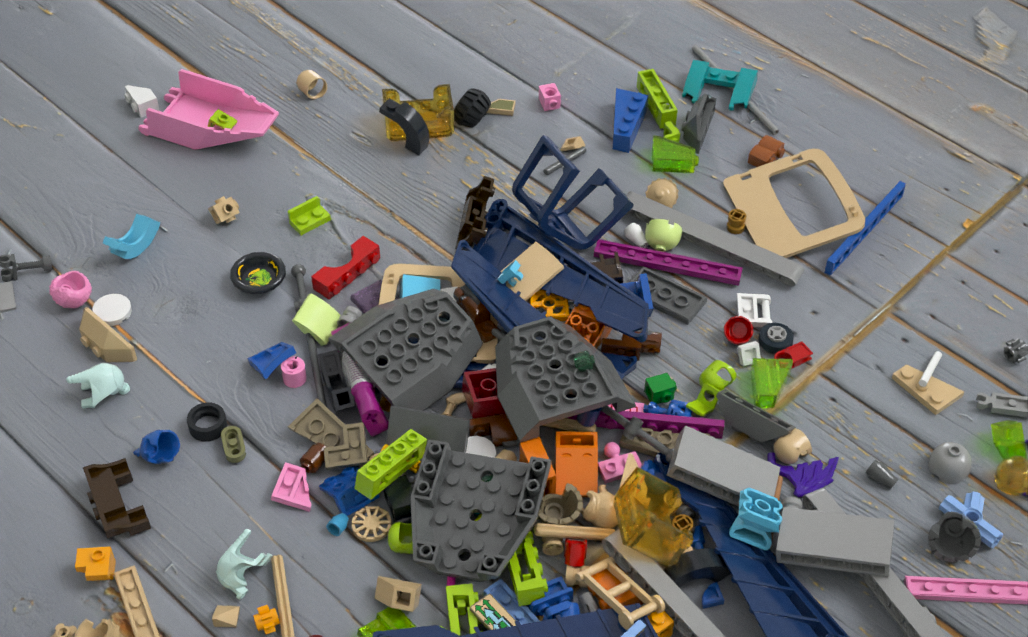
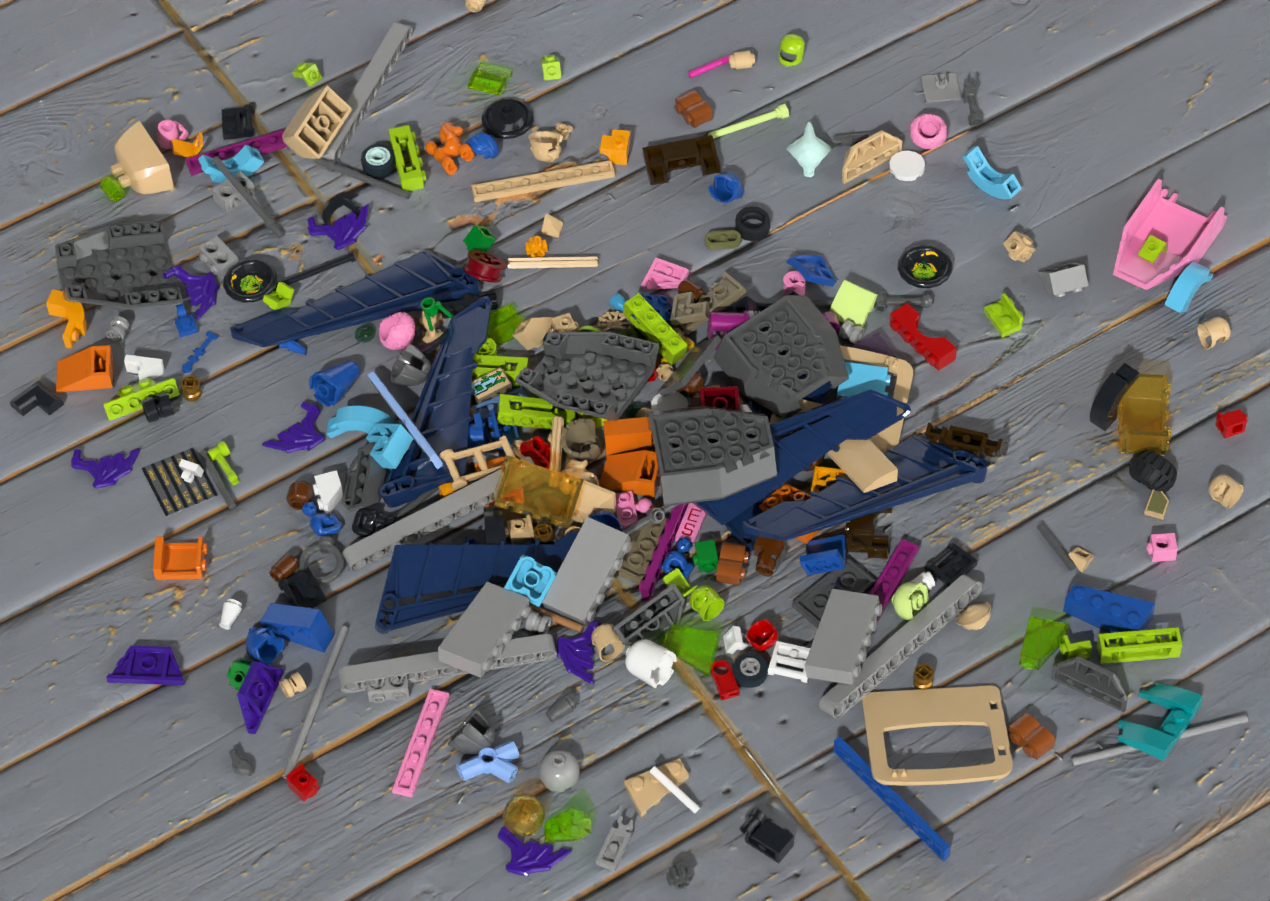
camera: 105 degrees right, 5 degrees up
(28, 503) = (693, 108): none -> dark orange brick
(34, 423) = (780, 112): none -> yellowish green piece
(76, 357) = (849, 140): none -> dark grey axle
(141, 99) = (1207, 192): white slope -> none
(233, 564) = (587, 228): light aqua piece -> none
(257, 180) = (1064, 279): none -> light grey slope
(268, 95) = (1186, 286): none -> medium azure arch
(392, 562) = (564, 323): none -> tan brick
(408, 69) = (1231, 423): none -> red brick
(478, 69) = (1227, 487): none -> tan helmet
(510, 272) = (855, 438): medium azure tile -> none
(556, 221) = (919, 534): dark blue windscreen -> none
(583, 361) = (709, 459): clear green piece -> none
(601, 212) = (956, 567): none -> black plate
(656, 364) = (731, 563): none -> dark orange brick
(725, 267) = (843, 637): none -> light grey brick
(806, 404) = (650, 662): none -> white cylinder
(944, 297) = (767, 836): none -> black hinge

